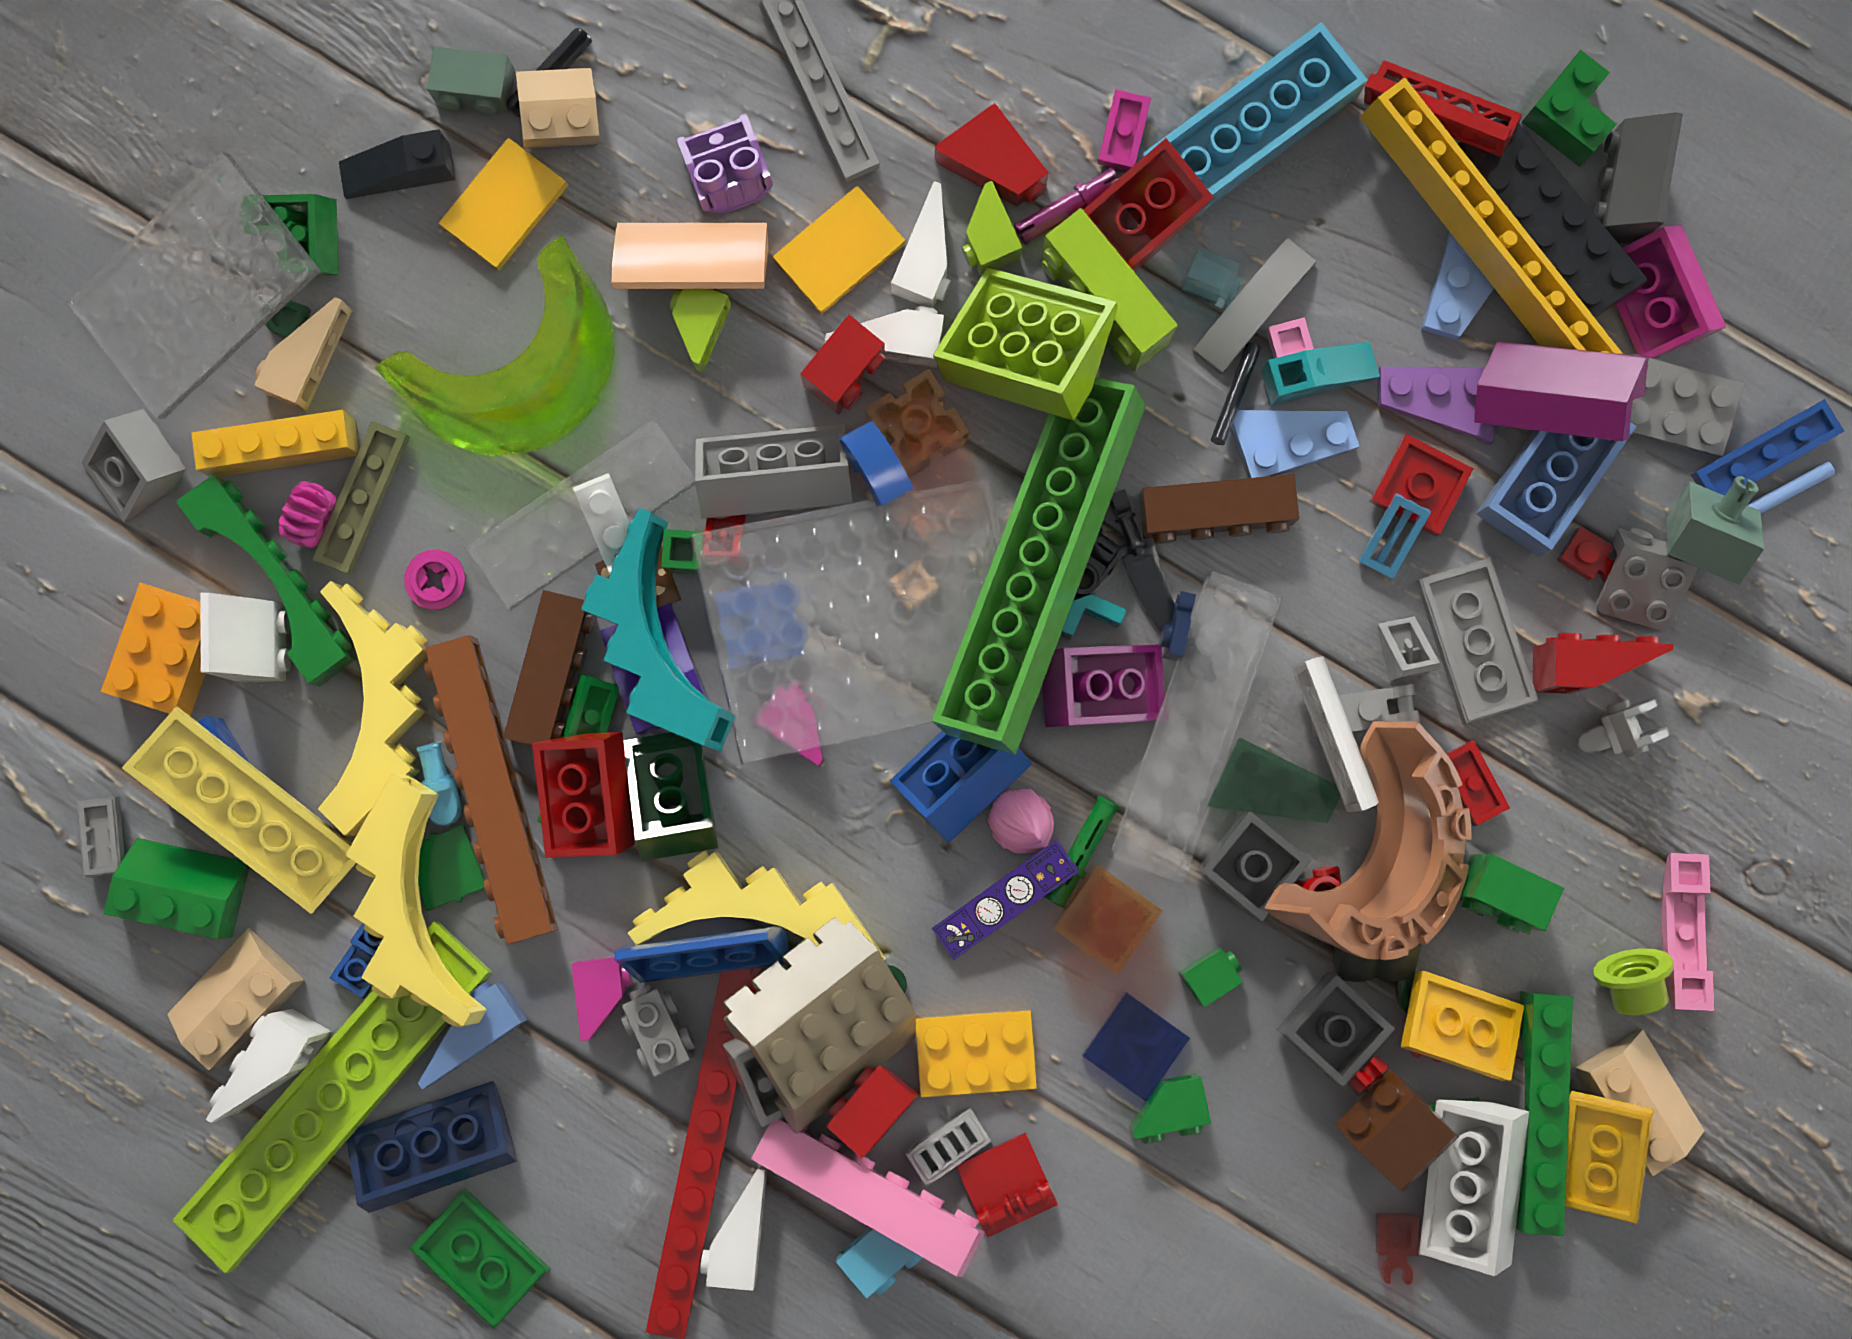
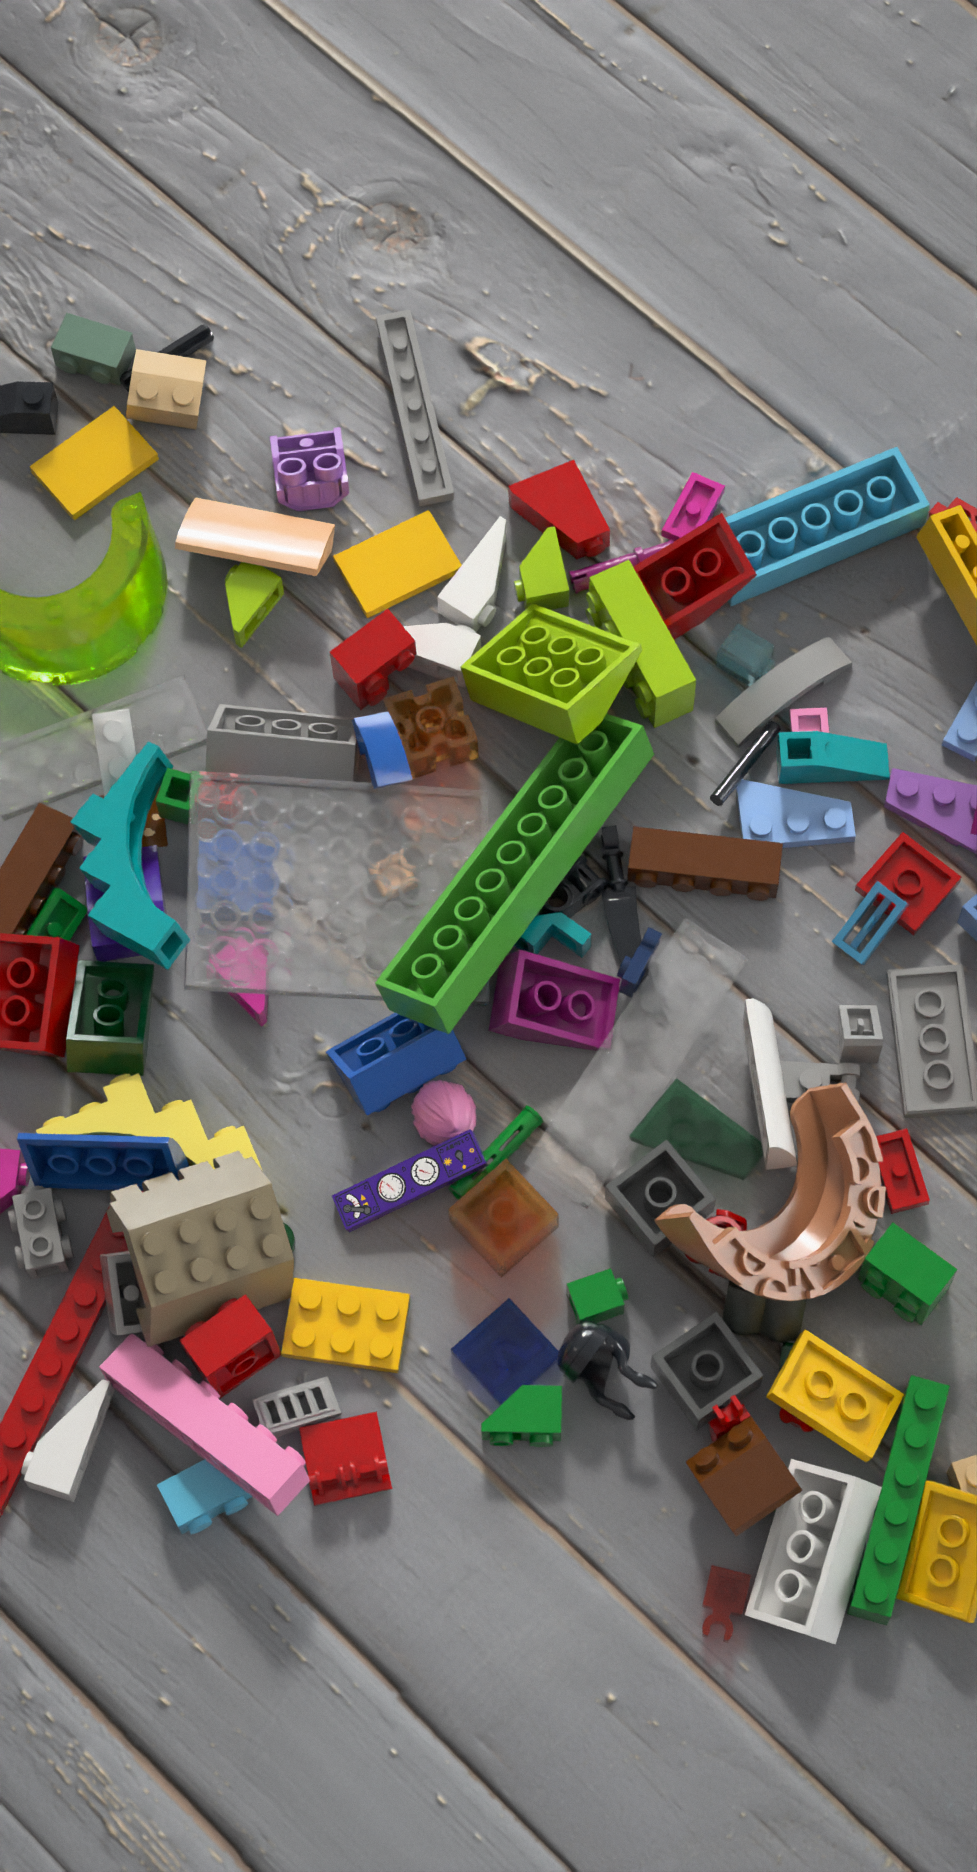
camera: 15 degrees right, 15 degrees down
(1215, 1042) = (588, 1357): none -> black hair

